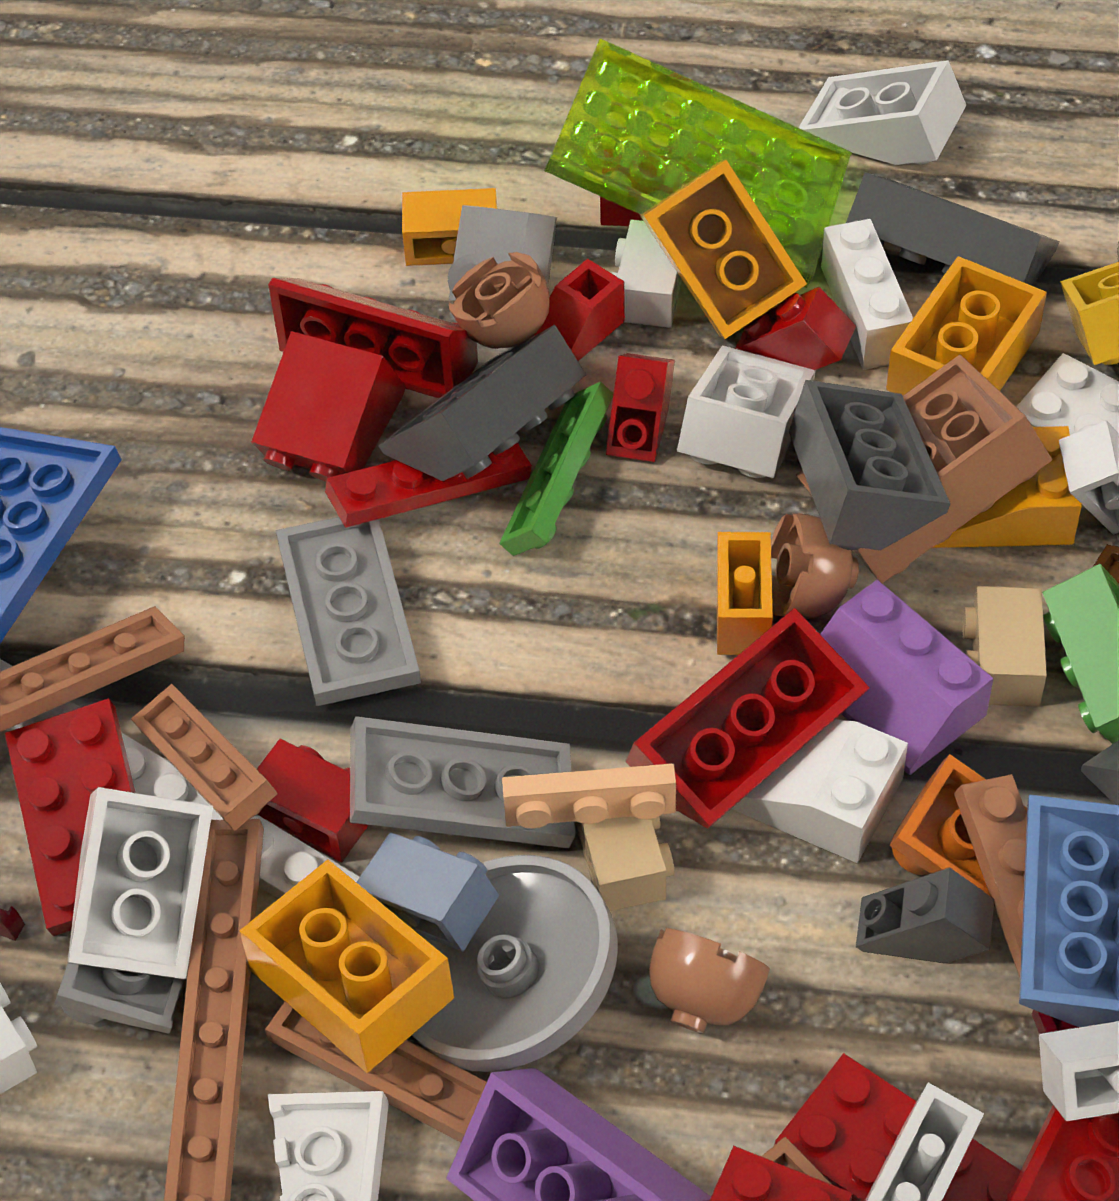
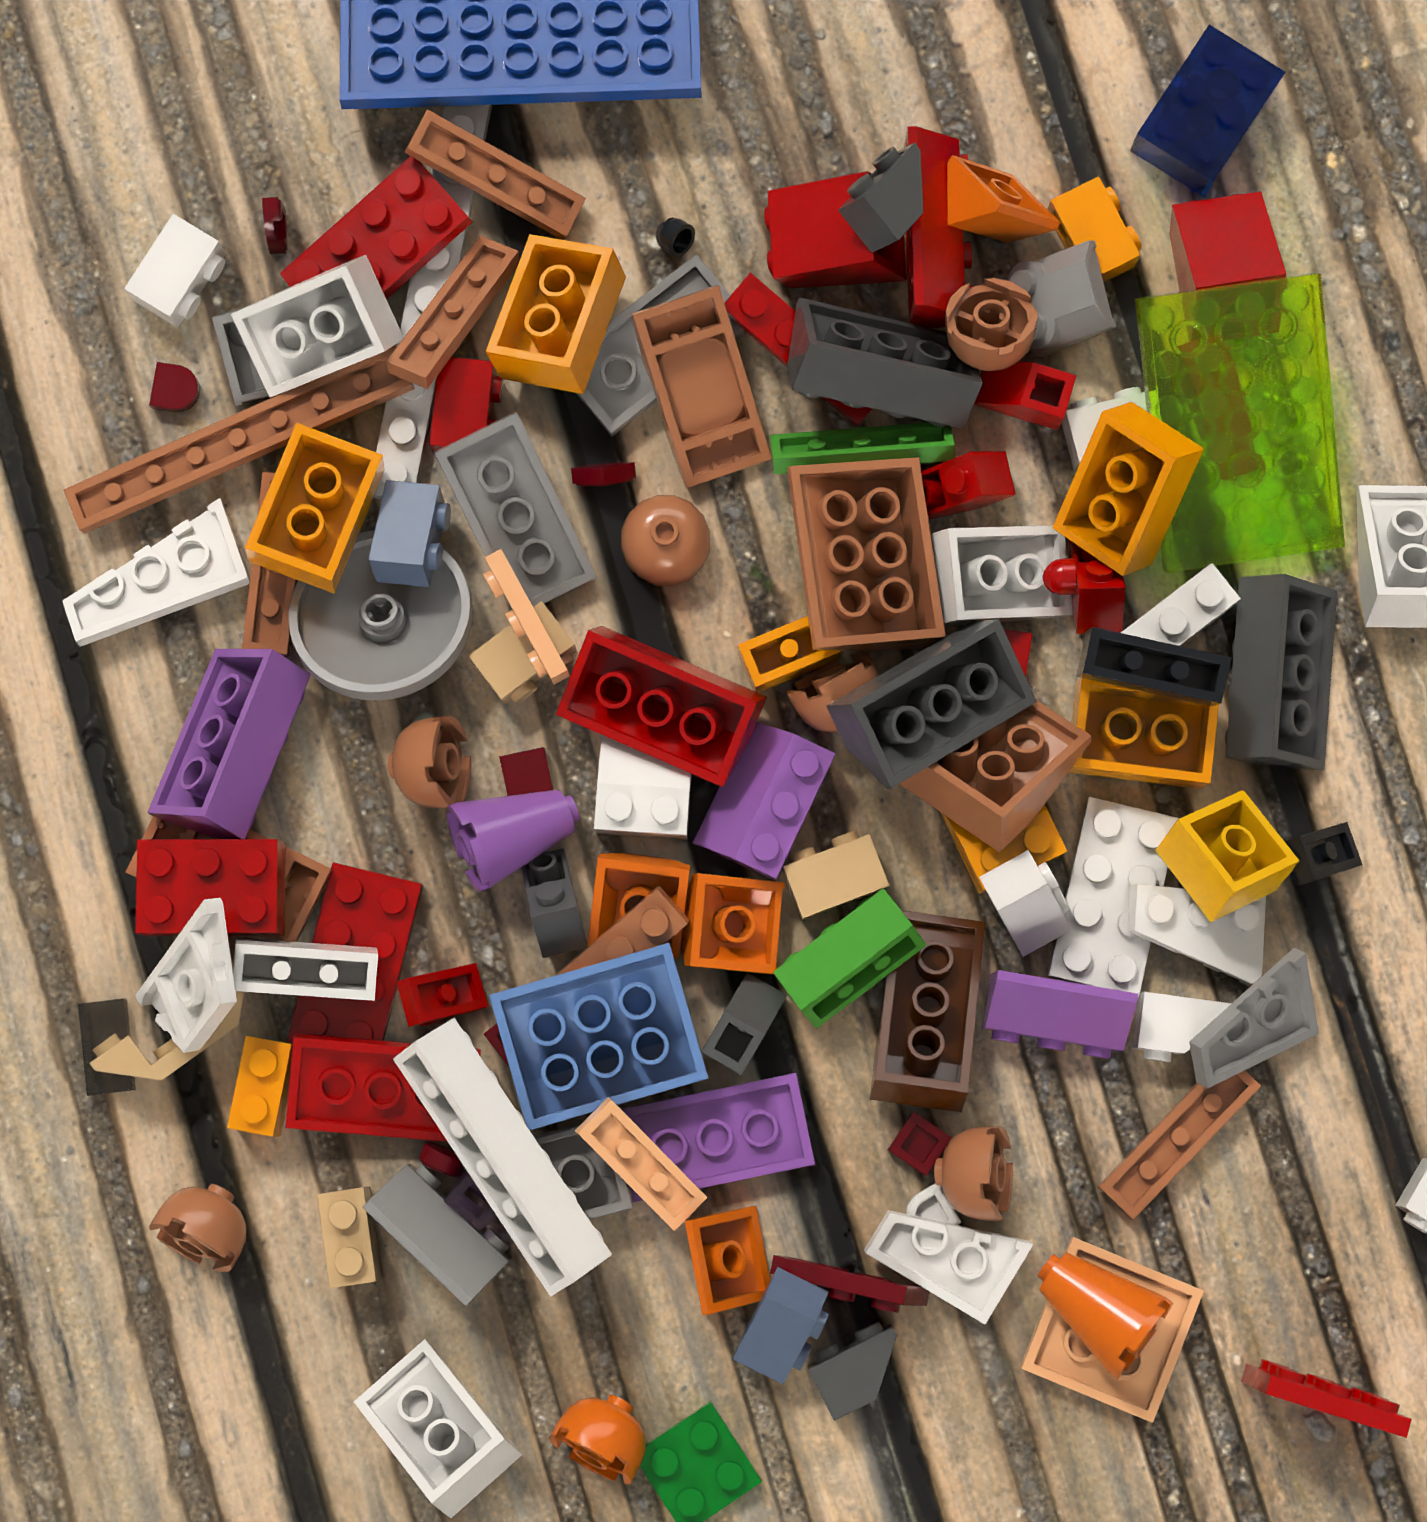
camera: 65 degrees right, 30 degrees up
(106, 1098) = (174, 388): none -> dark red tile
(242, 549) = (675, 236): none -> black hinge
(266, 656) = (556, 313): none -> light orange brick
(331, 314) = (888, 199): none -> dark grey slope
(384, 269) = (993, 203): none -> orange slope
(389, 112) = (1207, 111): none -> clear blue brick
(418, 567) = (701, 386): none -> nougat slope
(458, 700) = (603, 474): none -> dark red tile
(517, 138) = (1224, 242): none -> red slope
(561, 670) = (665, 540): none -> nougat cylinder
(681, 471) = (866, 555): none -> nougat slope
(759, 901) = (526, 772): none -> dark red tile
(778, 349) = (1060, 576): none -> red hinge
(825, 938) = (508, 832): none -> medium lavender cone
(914, 274) = (1153, 667): none -> black brick
(993, 1082) = (442, 995): none -> red slope
(1028, 744) = (732, 923): none -> orange slope

